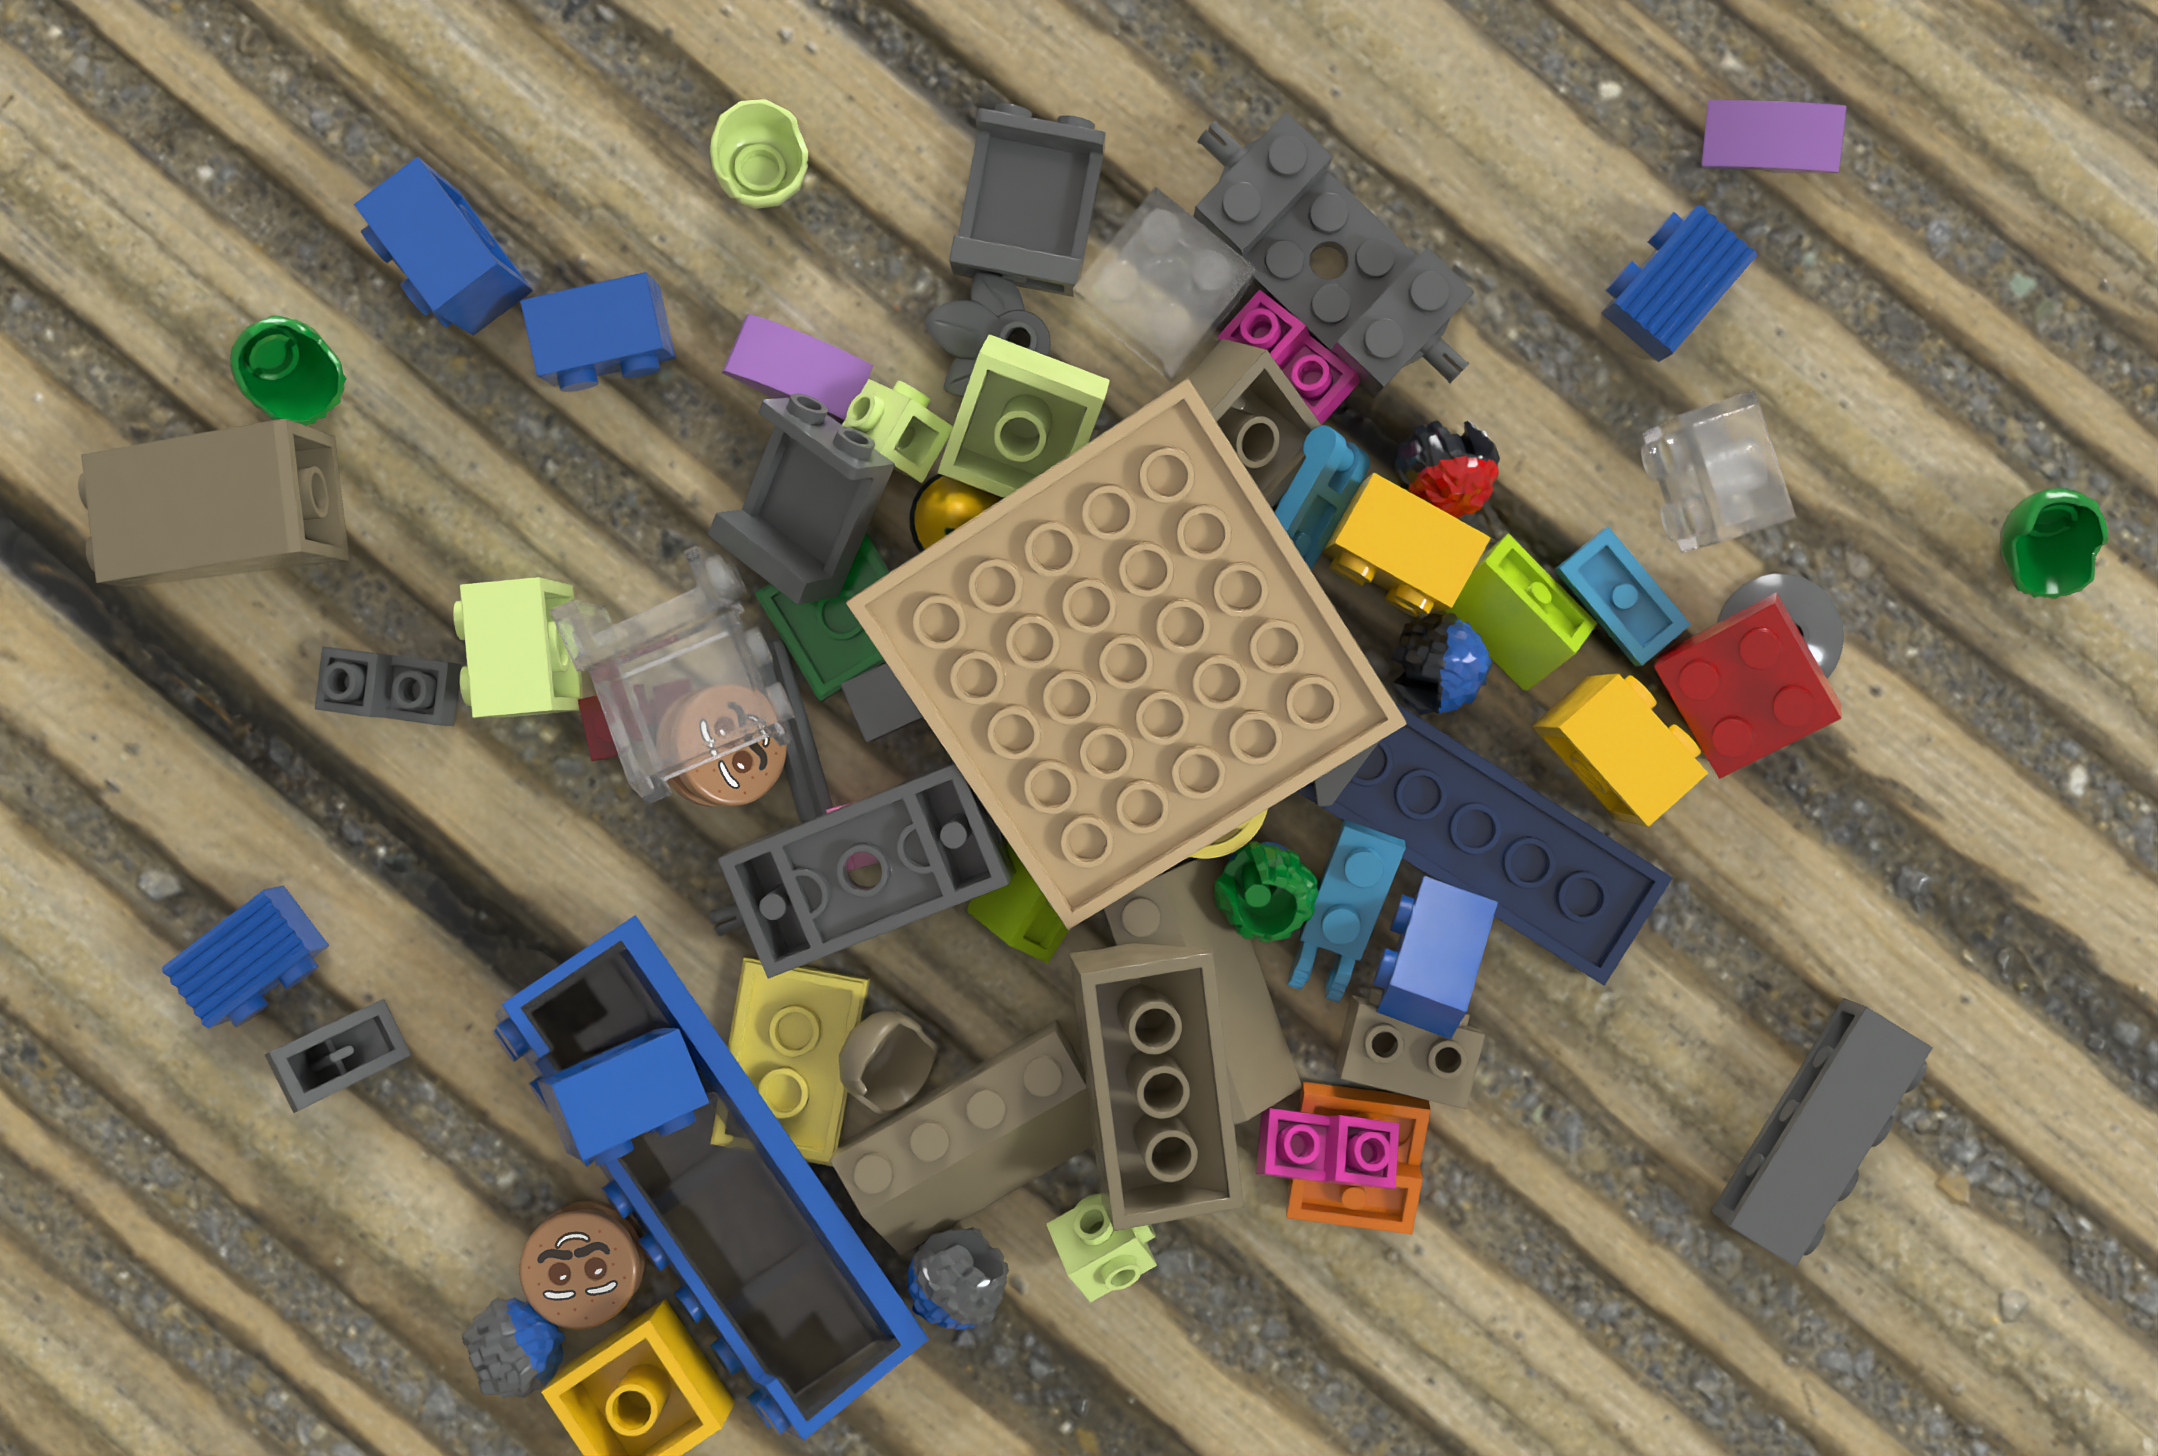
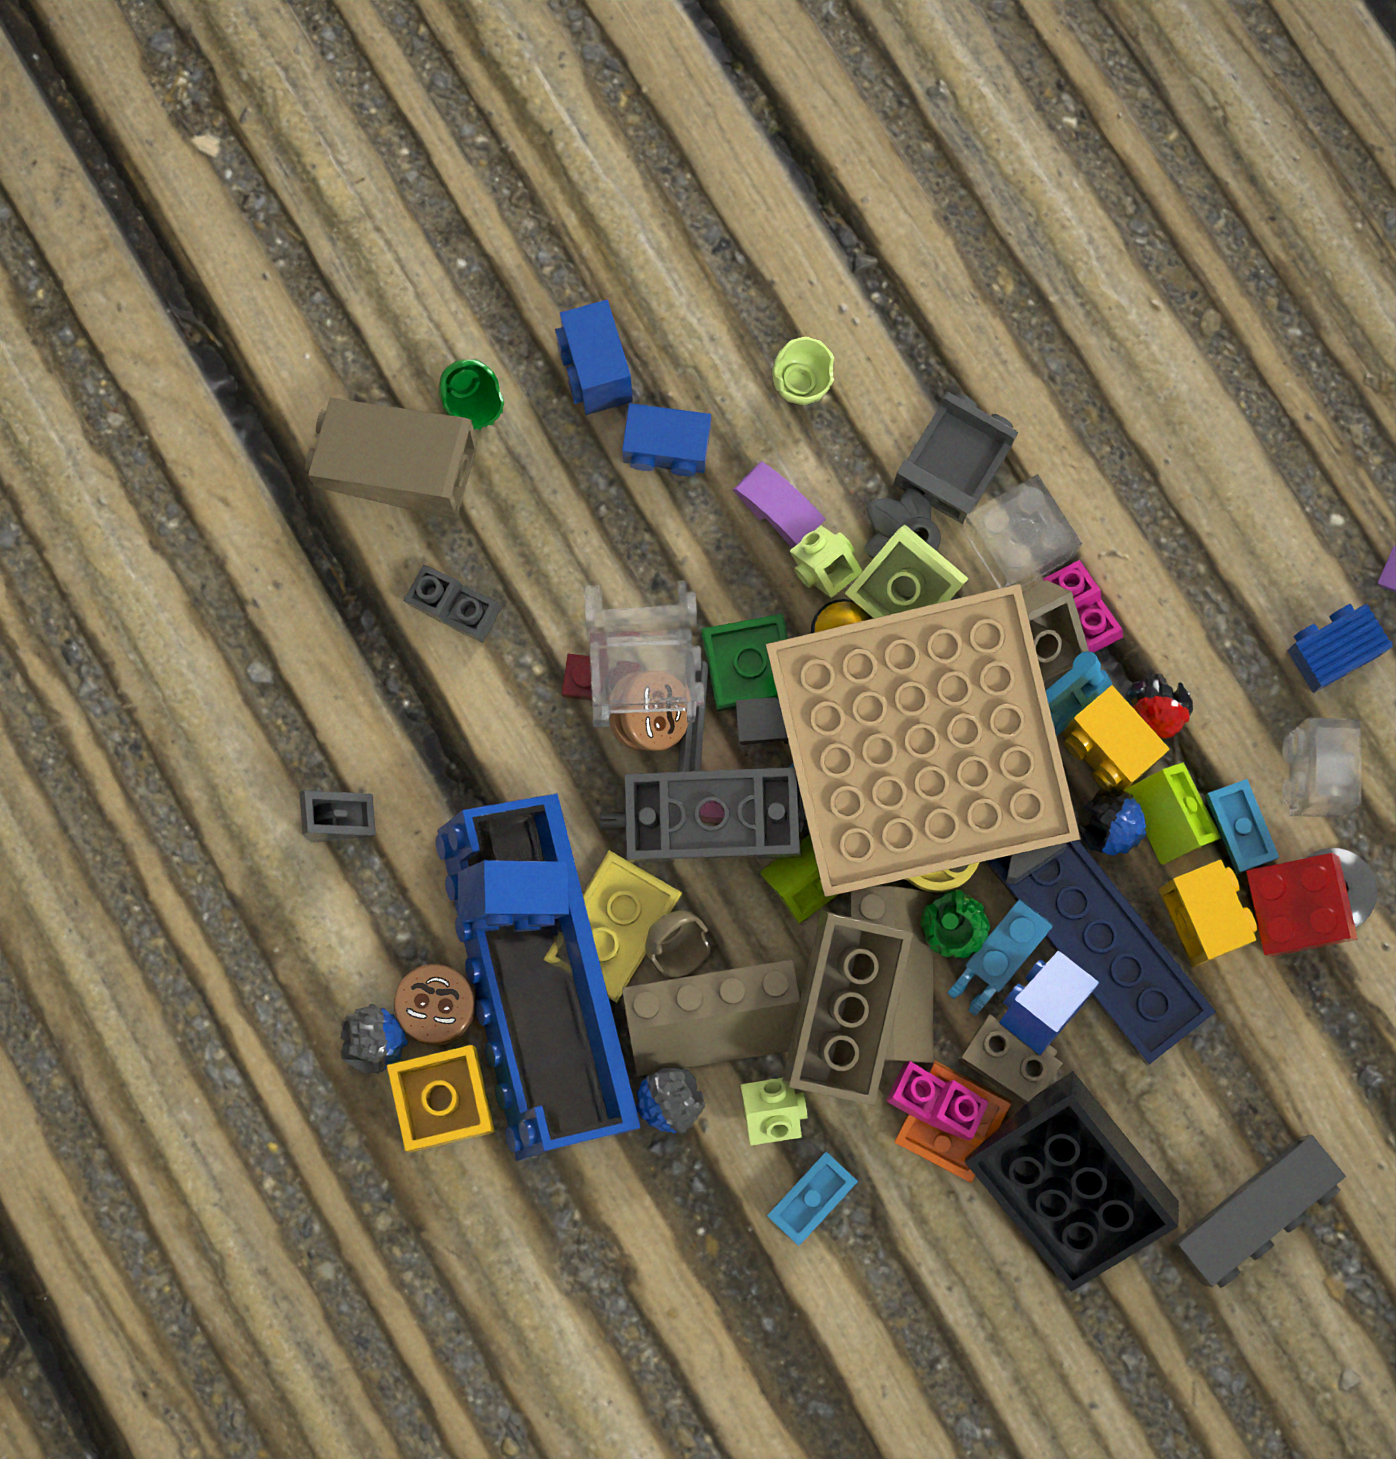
camera: 15 degrees right, 10 degrees down
(246, 958) = (301, 735): blue brick -> none
(515, 649) = (549, 607): yellowish green brick -> none
(806, 501) = (759, 581): dark grey panel -> none
(1201, 1337) = (812, 1198): none -> dark azure plate
(1282, 206) = (1113, 516): dark grey brick -> none
(1558, 1192) = (1074, 1183): none -> black slope

